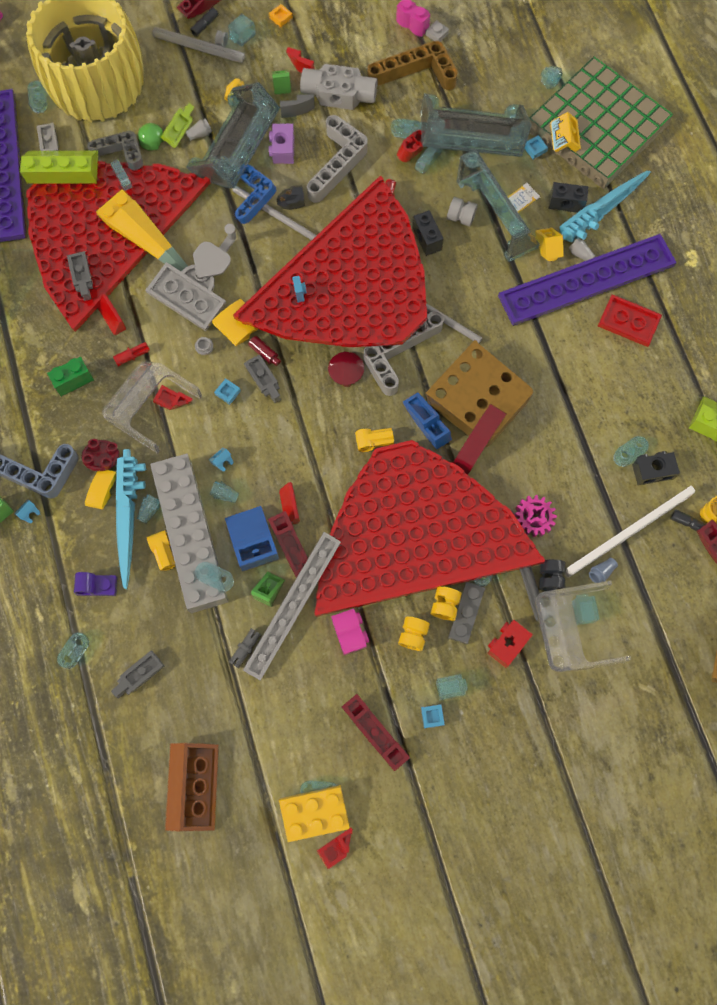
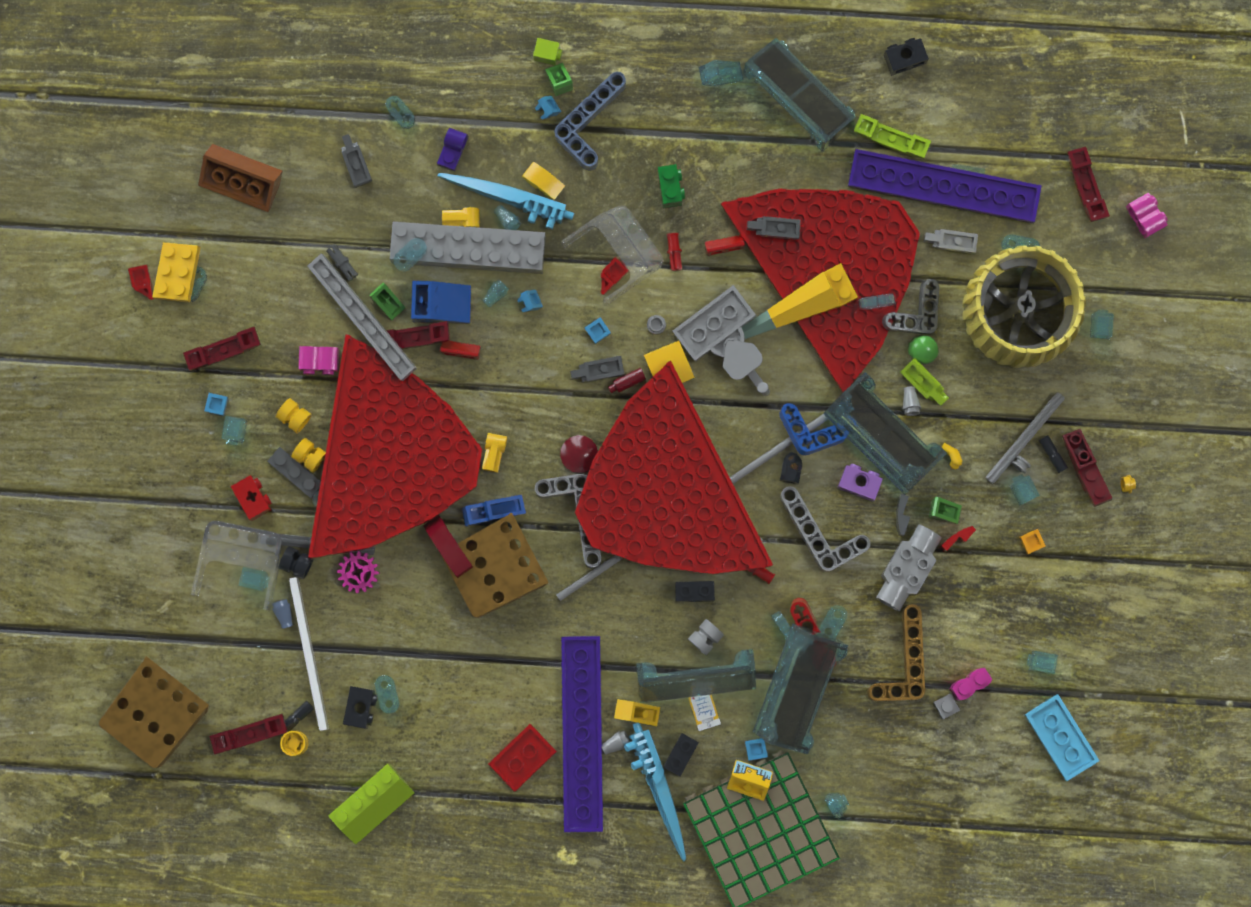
camera: 110 degrees right, 10 degrees up
(59, 167) = (913, 244): lime slope -> none
(100, 455) = (578, 190): dark red dish -> none
(300, 288) = (668, 432): dark azure plate -> none

